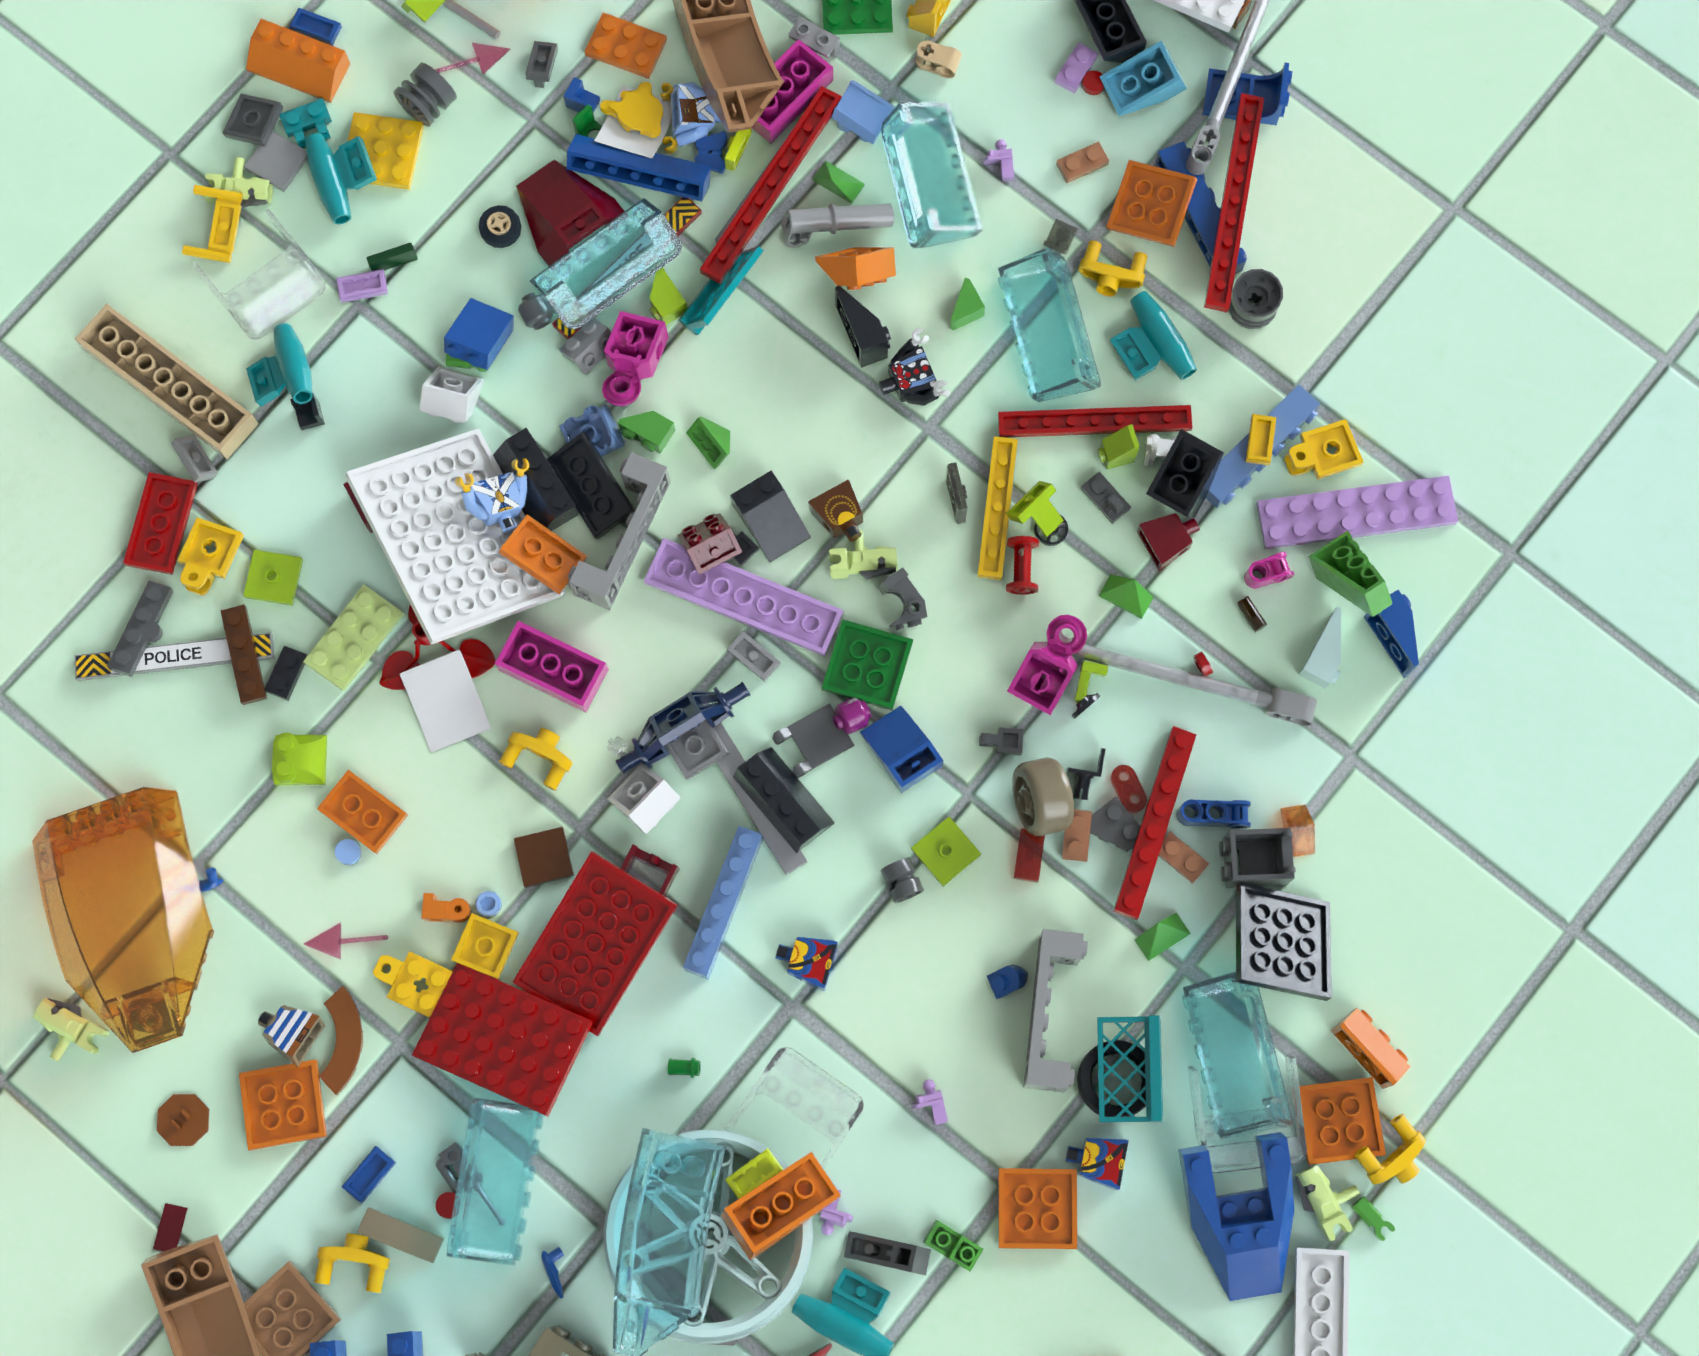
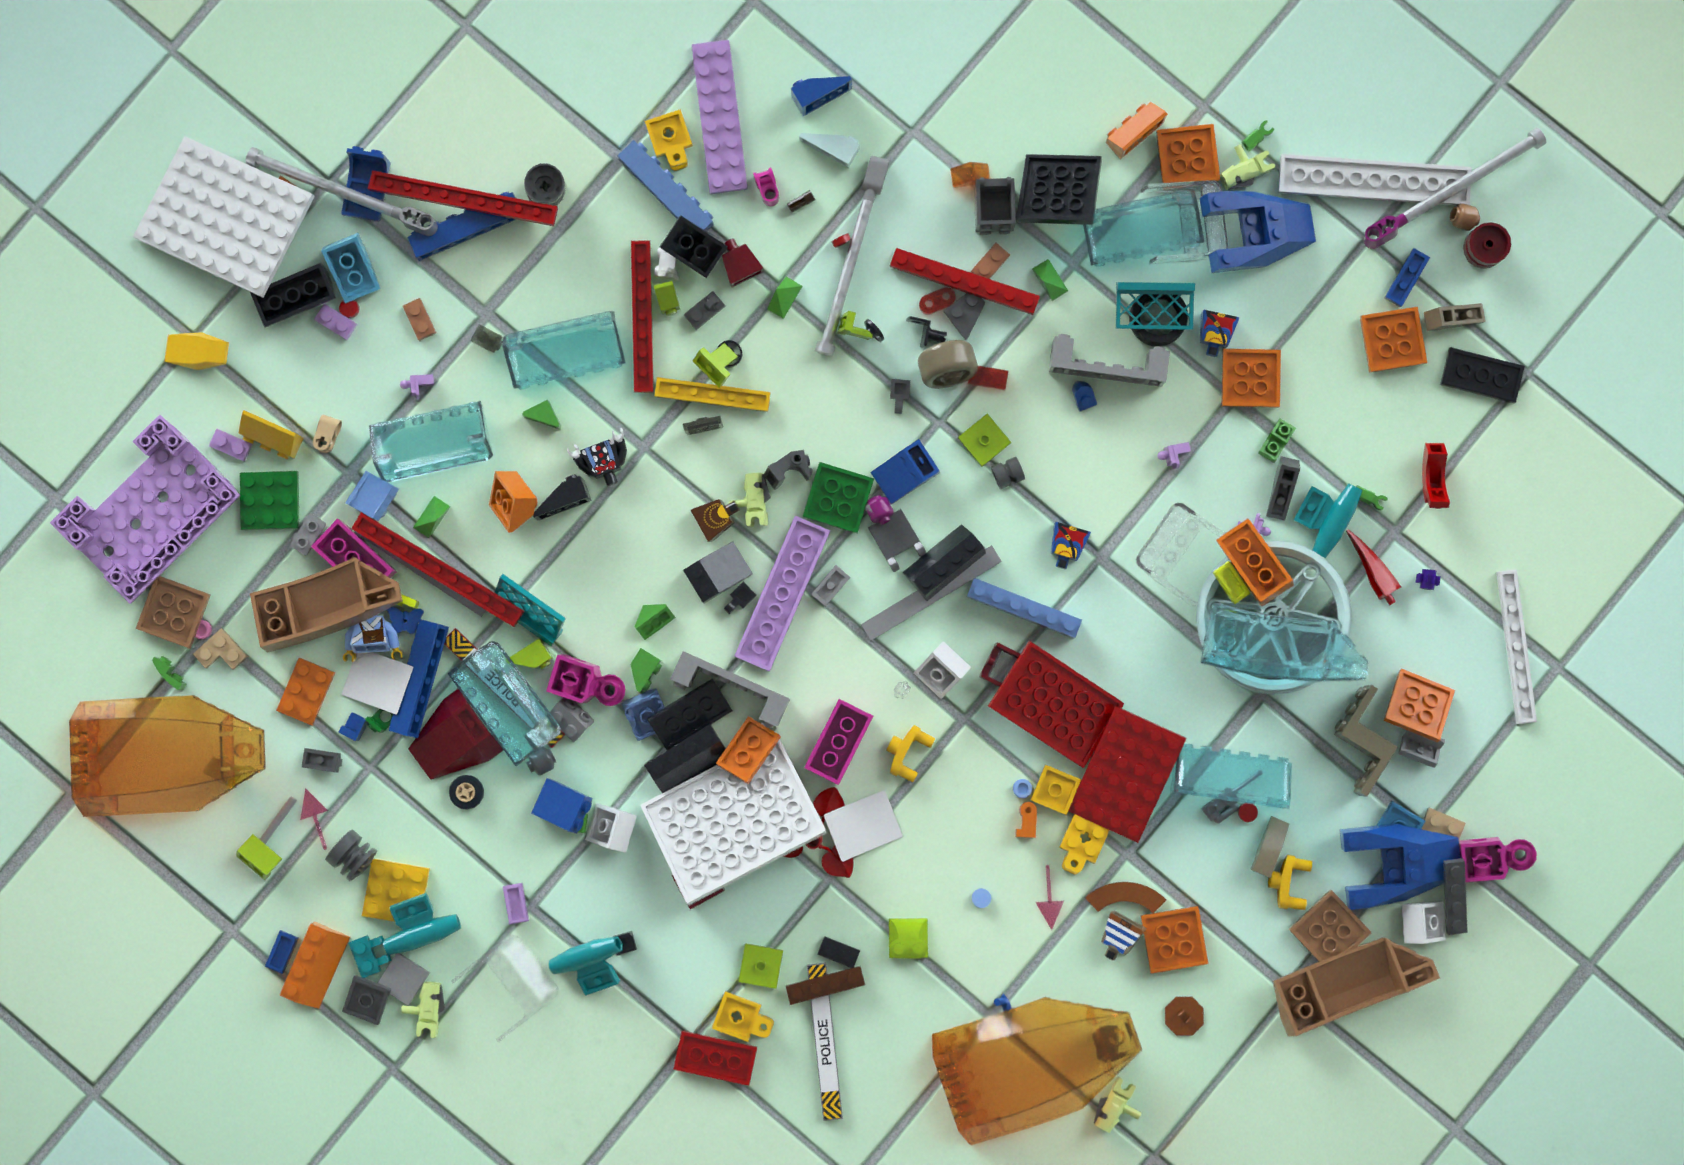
camera: 85 degrees left, 10 degrees up
(141, 629) = (803, 1068): dark grey hinge -> none
(166, 381) = (597, 1058): tan brick -> none
(170, 1227) = (1263, 1021): dark red sticker -> none
(194, 458) = (661, 1033): light grey plate -> none
(223, 227) = (462, 1019): yellow plate -> none
(353, 637) = (810, 900): yellowish green plate -> none
(362, 811) = (950, 887): orange plate -> none
(368, 1174) = (1225, 873): blue tile -> none
(392, 257) = (492, 879): dark green tile -> none
(496, 498) = (703, 785): torso -> none
(543, 857) = (986, 746): reddish brown tile -> none
(548, 1262) = (1295, 734): blue bar -> none
(637, 110) = (367, 680): yellow tile -> none
(676, 720) = (884, 642): dark blue plate -> none
(684, 1067) = (1147, 637): green pin -> none
(697, 750) = (901, 630): light grey tile -> none
(709, 542) = (739, 619): bracket -> none
(801, 223) = (473, 543): light grey piece -> none
(1022, 565) = (761, 376): red hose -> none
(1049, 665) = (844, 356): dark pink brick -> none
(1077, 837) = (979, 340): nougat plate -> none
(1110, 276) = (521, 299): yellow connector -> none
(1151, 203) = (460, 264): orange plate -> none
(1155, 340) = (576, 267): teal plate -> none
(1232, 813) = (958, 224): blue piece -> none
(1260, 439) = (663, 187): yellow tile -> none
(1350, 574) = (775, 124): bright green wedge -> none
(1399, 1162) = (1218, 114): yellow connector -> none

